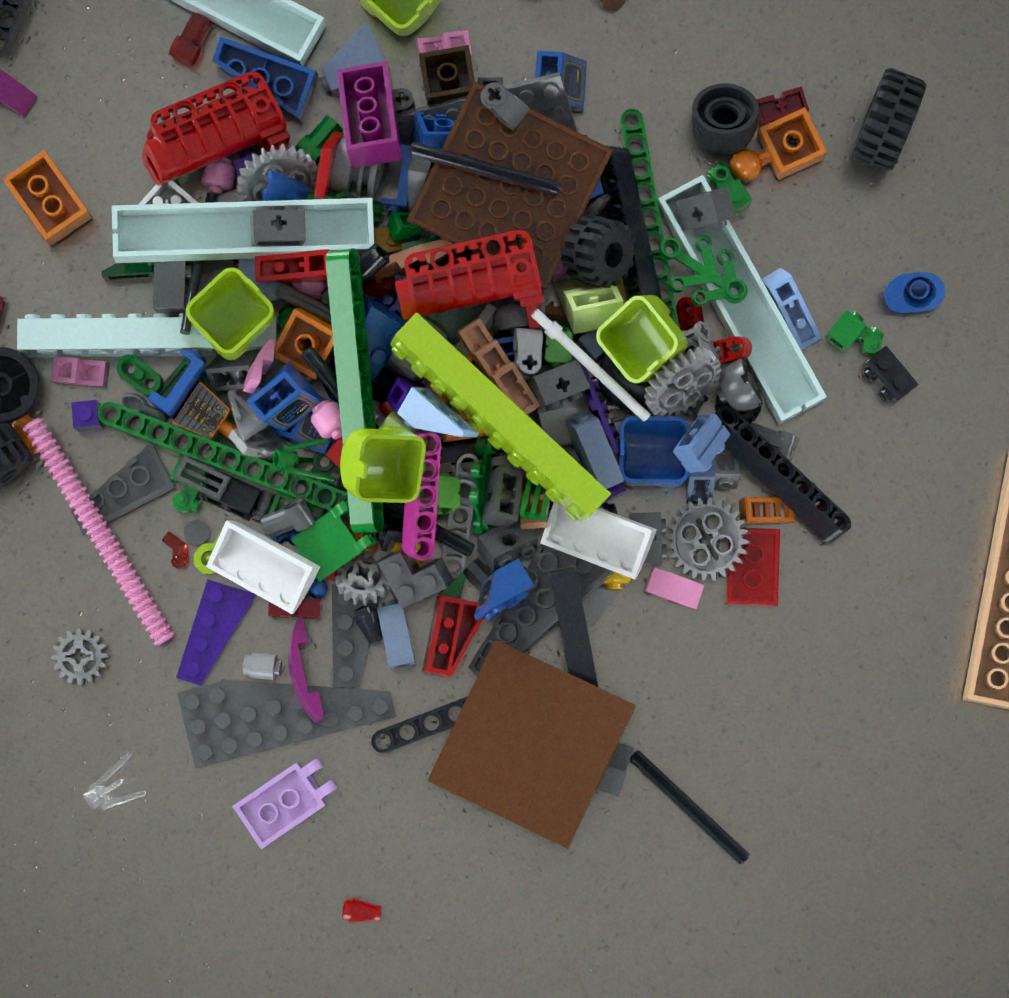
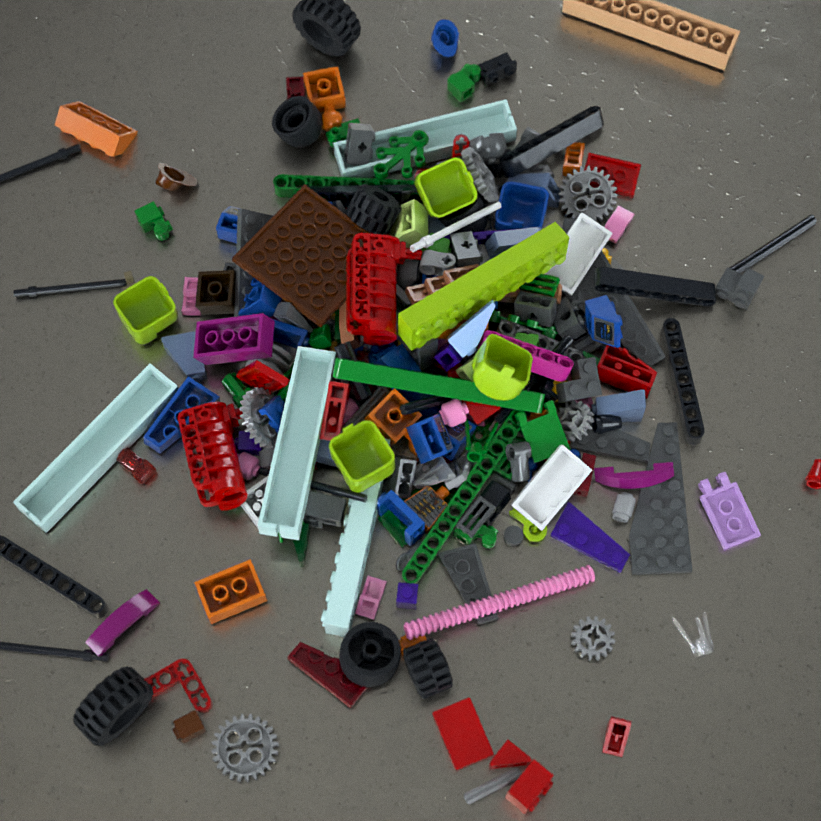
camera: 75 degrees left, 15 degrees down
(141, 376) = (383, 550): green plate -> none
(179, 550) = (523, 550): clear red arm -> none
(259, 366) = (405, 450): bright pink slope -> none
(266, 233) = (303, 414): dark grey brick -> none
(485, 169) = (297, 264): black axle -> none
(508, 109) = (255, 239): dark grey piece -> none
(532, 743) = (716, 326): reddish brown tile -> none
(701, 443) = (524, 174): medium blue brick -> none
(792, 307) = (429, 110): light blue slope -> none

